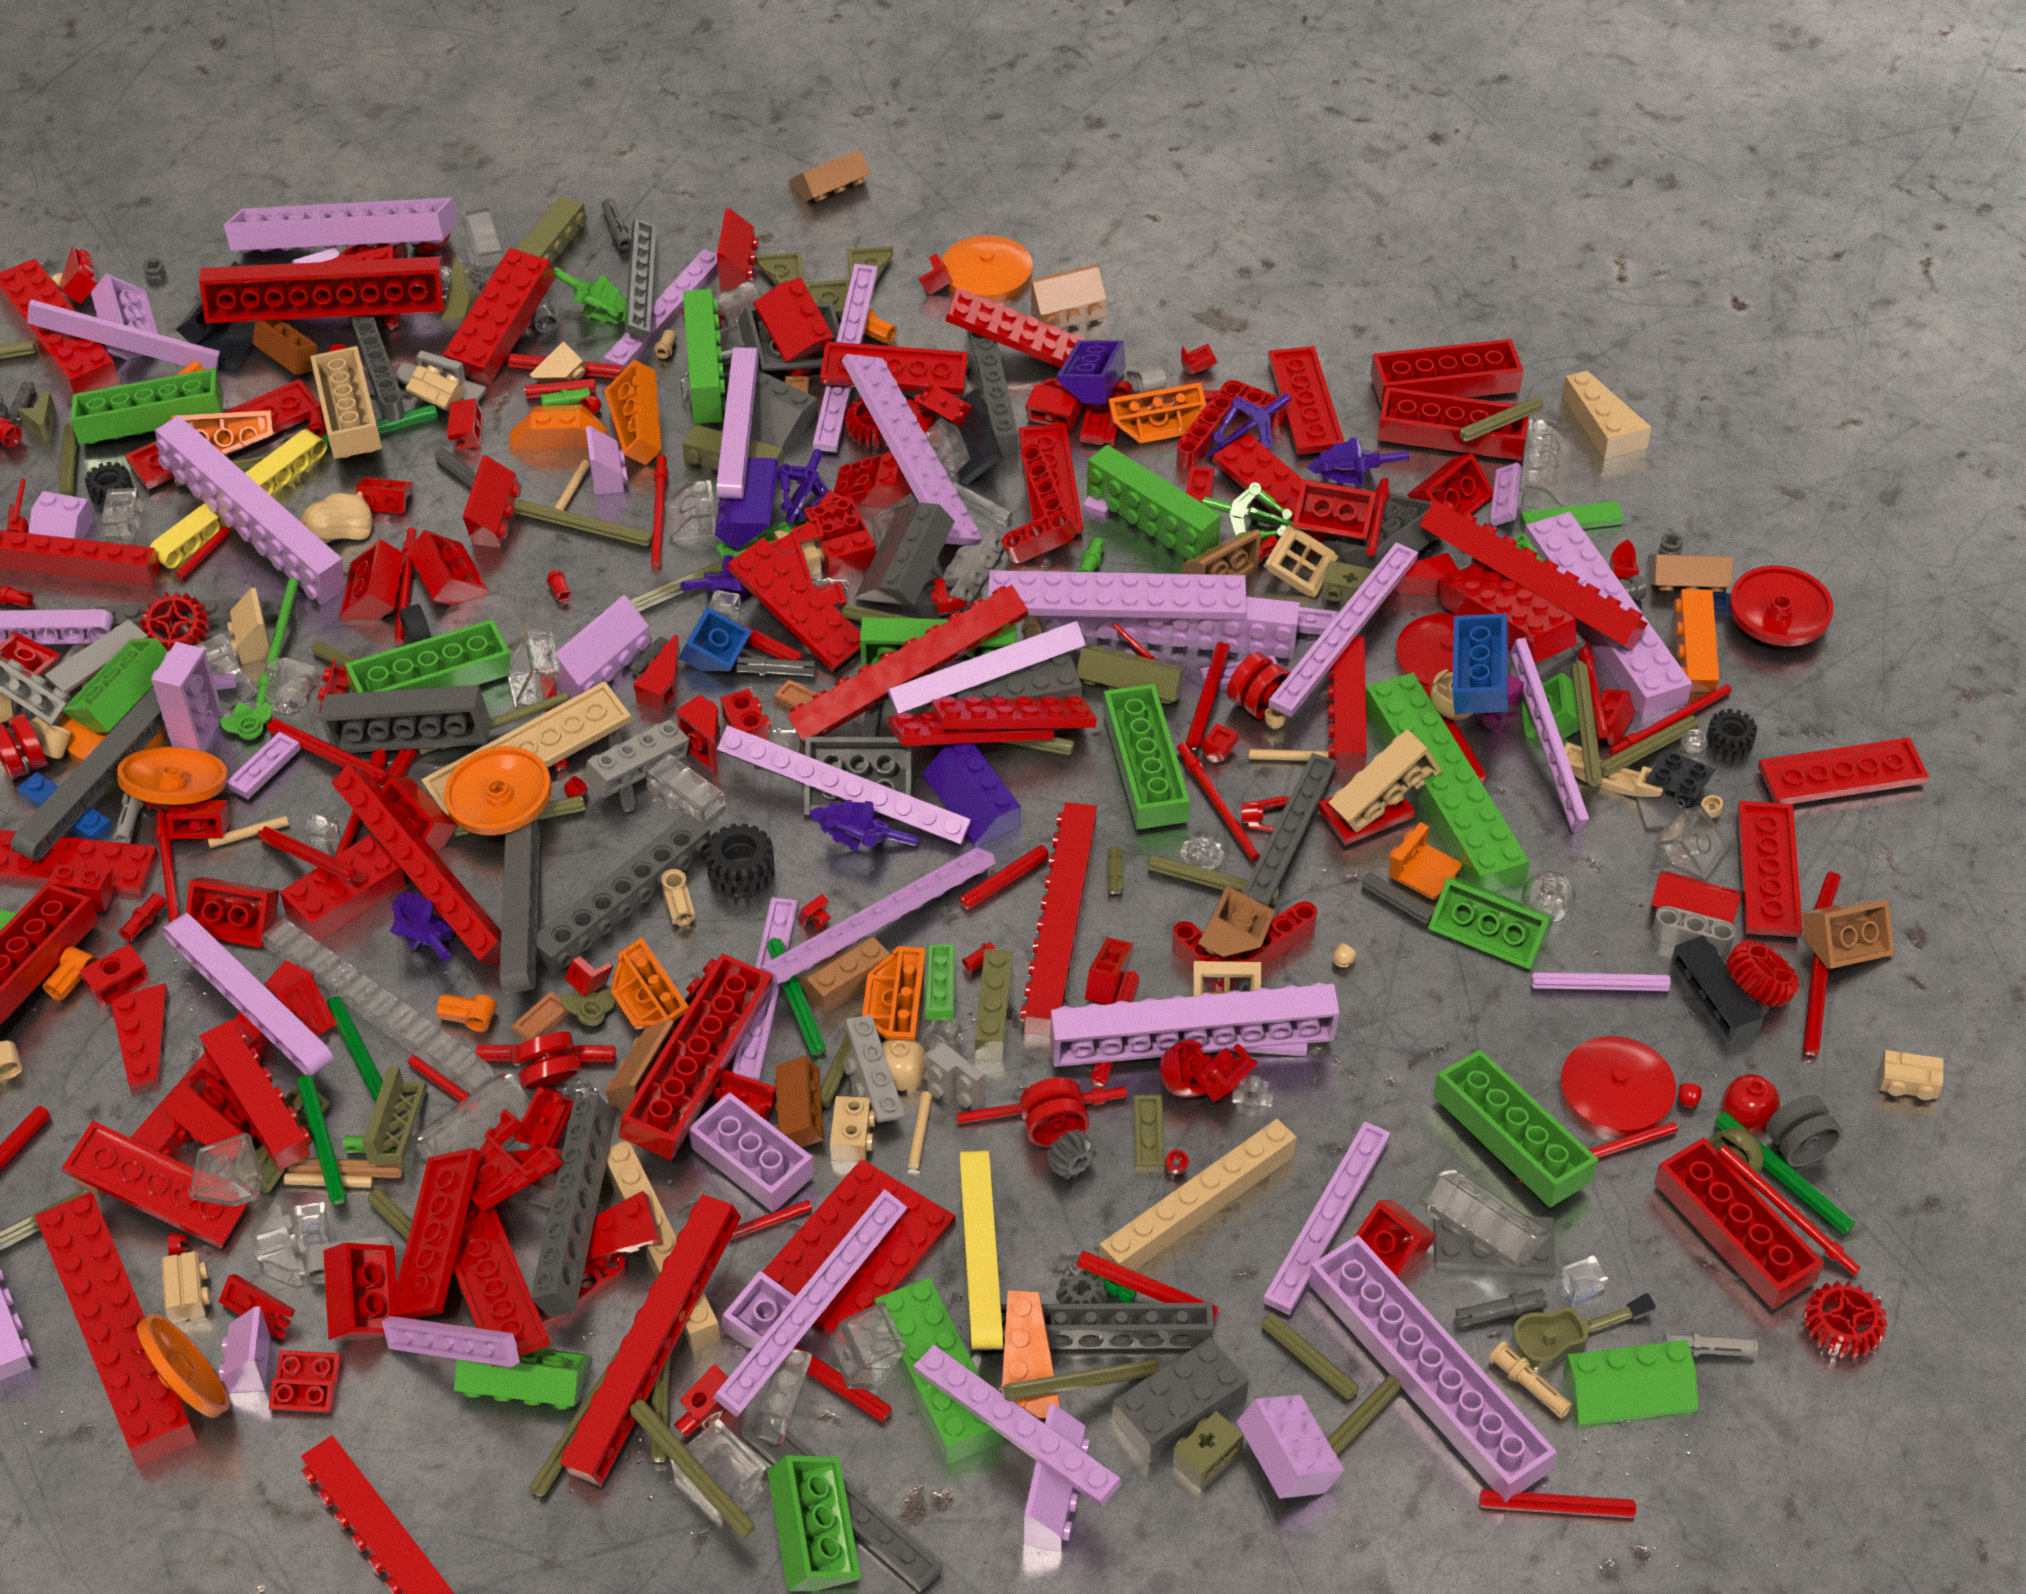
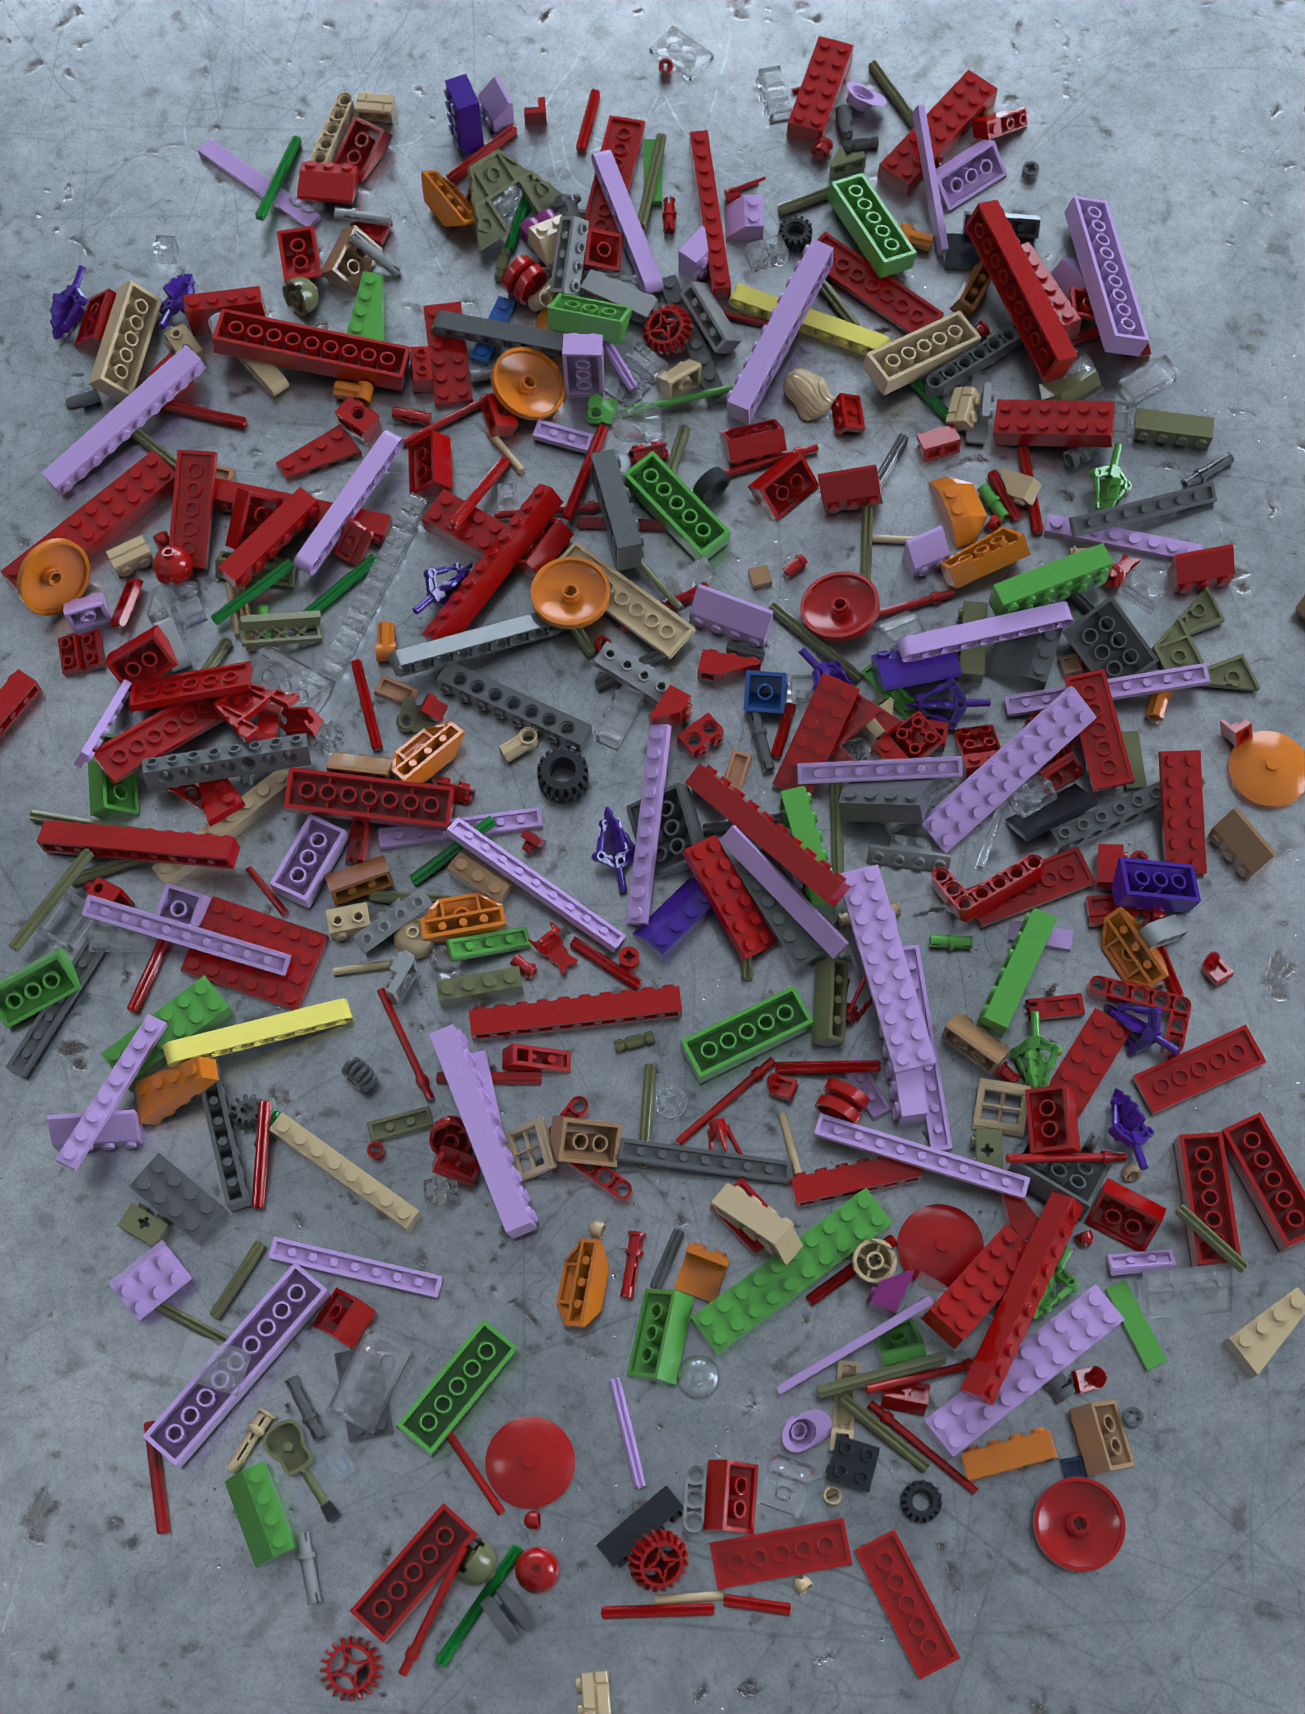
camera: 75 degrees right, 20 degrees up
(89, 572) = (694, 257): none -> lavender slope
(184, 580) = (710, 317): none -> light grey brick
(227, 1172) = (207, 546): clear slope -> none
(231, 430) = (858, 279): orange wedge -> none
(234, 1223) = (172, 565): none -> red cylinder
(437, 1078) = (317, 666): red bar -> none
(545, 1060) = (343, 705): red wheel -> none
(557, 621) = (760, 576): none -> medium nougat tile
(636, 551) = (840, 606): none -> red dish
(793, 320) = (1113, 636): red slope -> none
(864, 557) = (879, 770): none -> lavender tile
(867, 1347) = (166, 981): clear slope -> none
(944, 404) = (1068, 779): red hinge -> none
(945, 604) = (867, 838): red plate -> none
(964, 925) = (552, 946): none -> red hair
(1006, 857) = (628, 962): none -> red wheel
(1013, 713) = (747, 924): red plate -> none
(1052, 1109) = (388, 1052): red wheel -> none
(1079, 1380) = (165, 1127): olive axle -> none
(1384, 926) = (633, 1253): none -> red pin
(1403, 479) = (1128, 1175): none -> tan hinge
(1409, 980) = (583, 1283): none -> orange wedge
(1429, 1380) = (212, 1364): none -> clear plate
(1480, 663) = (891, 1271): blue brick -> none
(1633, 810) = (806, 1430): none -> lavender piece
(1805, 971) = (689, 1597): none -> tan bar
(1808, 857) = (802, 1584): none -> tan hinge
(1850, 932) = (722, 1628): medium nougat slope -> none

